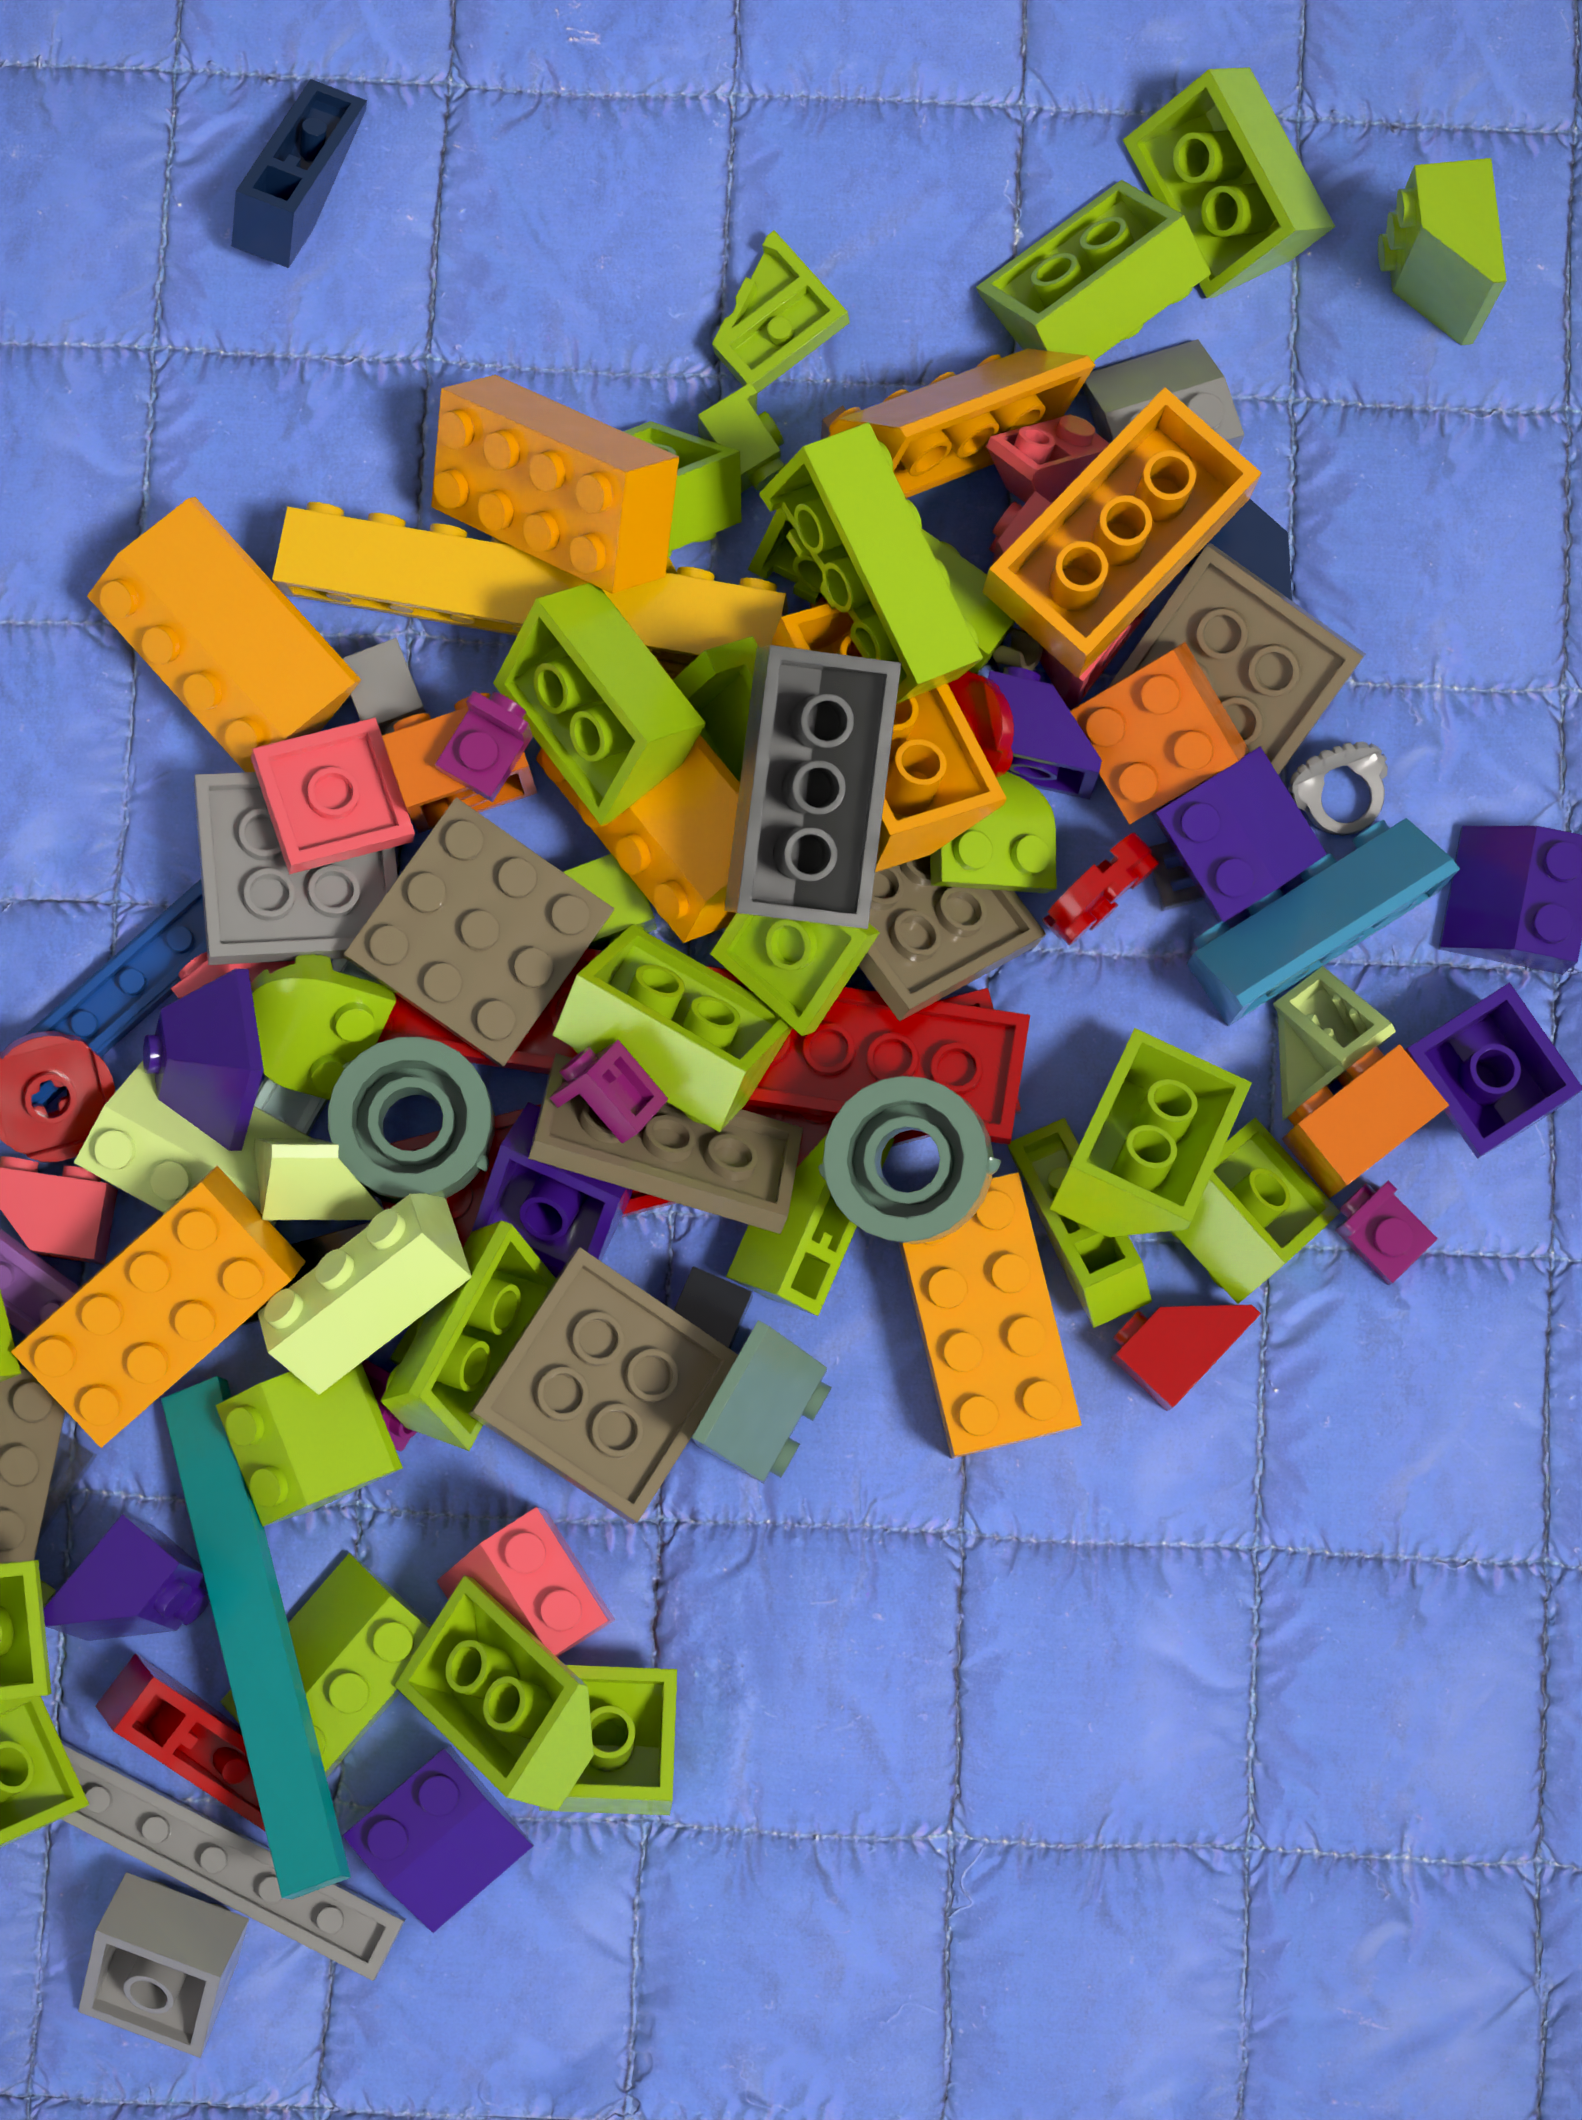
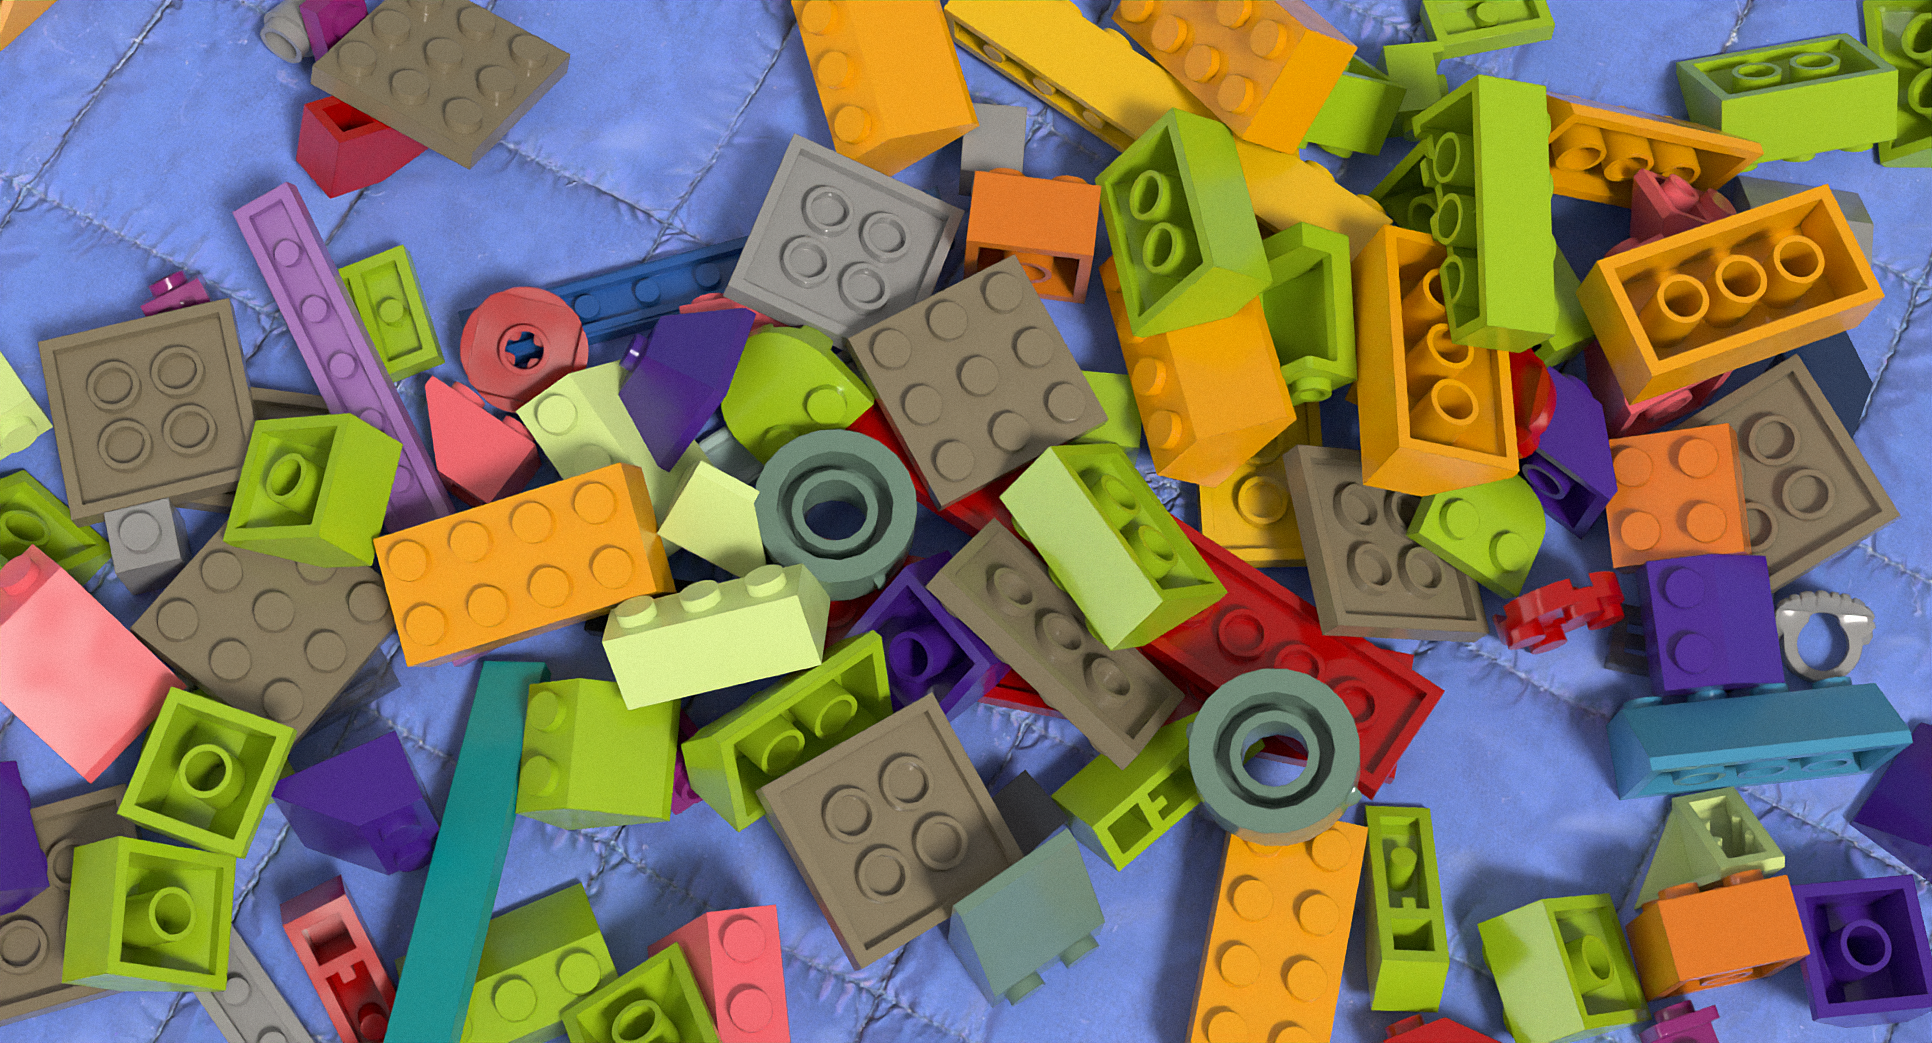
camera: 20 degrees right, 10 degrees down
(332, 795) = (905, 205): coral plate -> none
(486, 744) = (1066, 216): magenta bracket -> none
(613, 1088) = (1033, 562): magenta bracket -> none
(793, 963) = (1259, 520): lime plate -> none
(812, 786) = (1347, 373): dark grey slope -> none
(1023, 652) = (1586, 368): dark tan hand -> none
(1151, 1141) = (1505, 855): lime slope -> none

